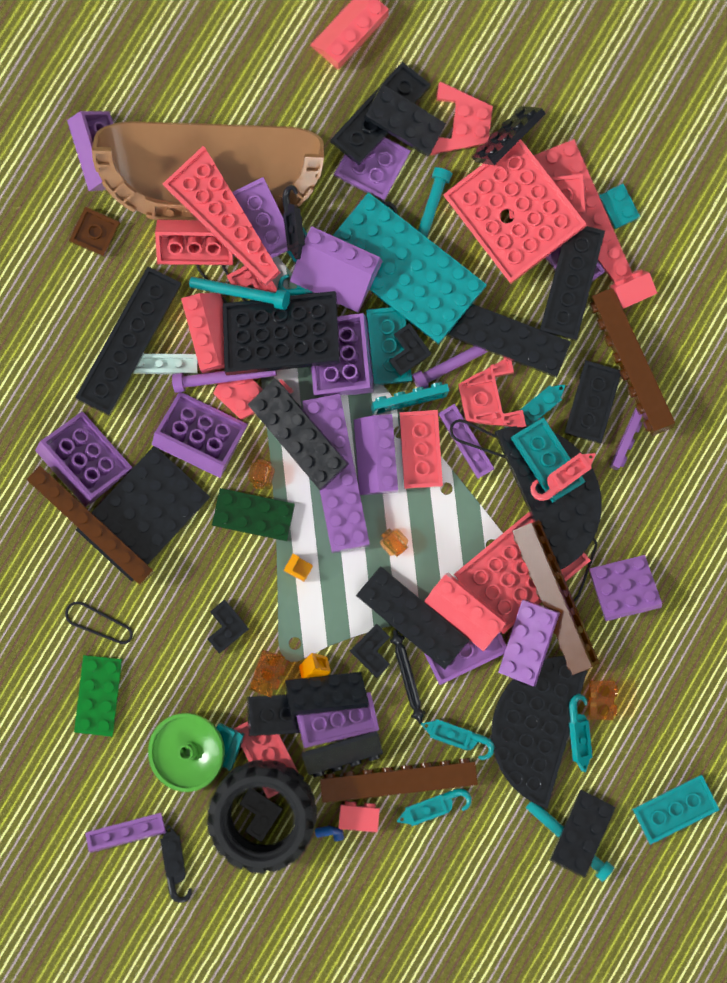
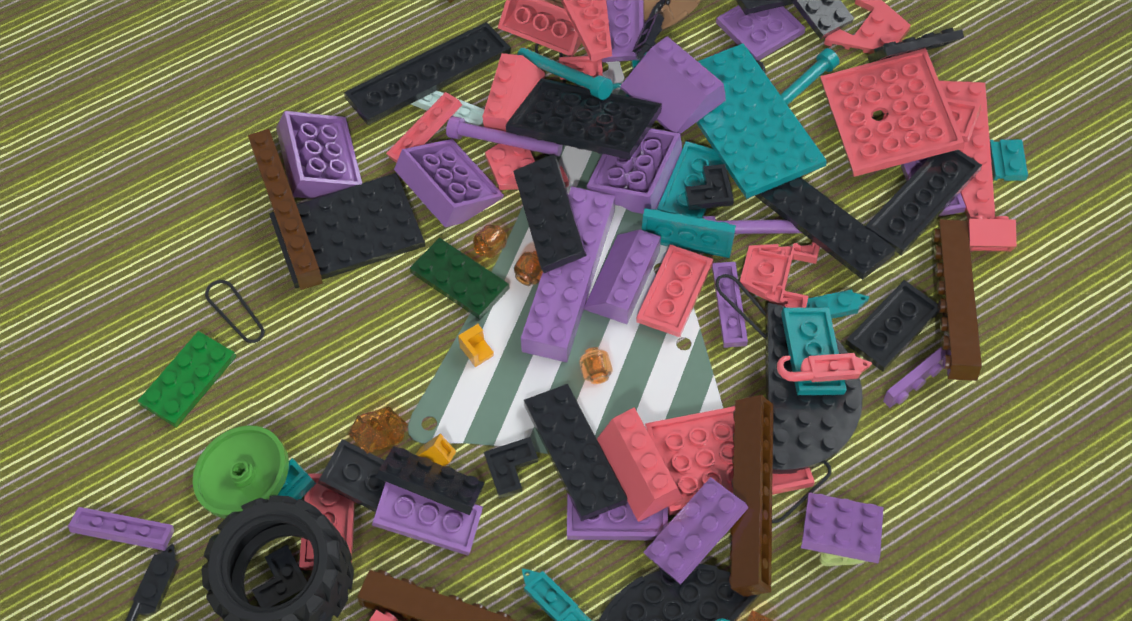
camera: 35 degrees right, 25 degrees down
(156, 397) = (427, 125): none -> coral plate
(231, 628) = (368, 375): black plate -> none
(303, 485) = (528, 269): none -> clear orange head
(341, 753) = (413, 553): black slope -> none
(407, 676) = (534, 513): black wheel -> none

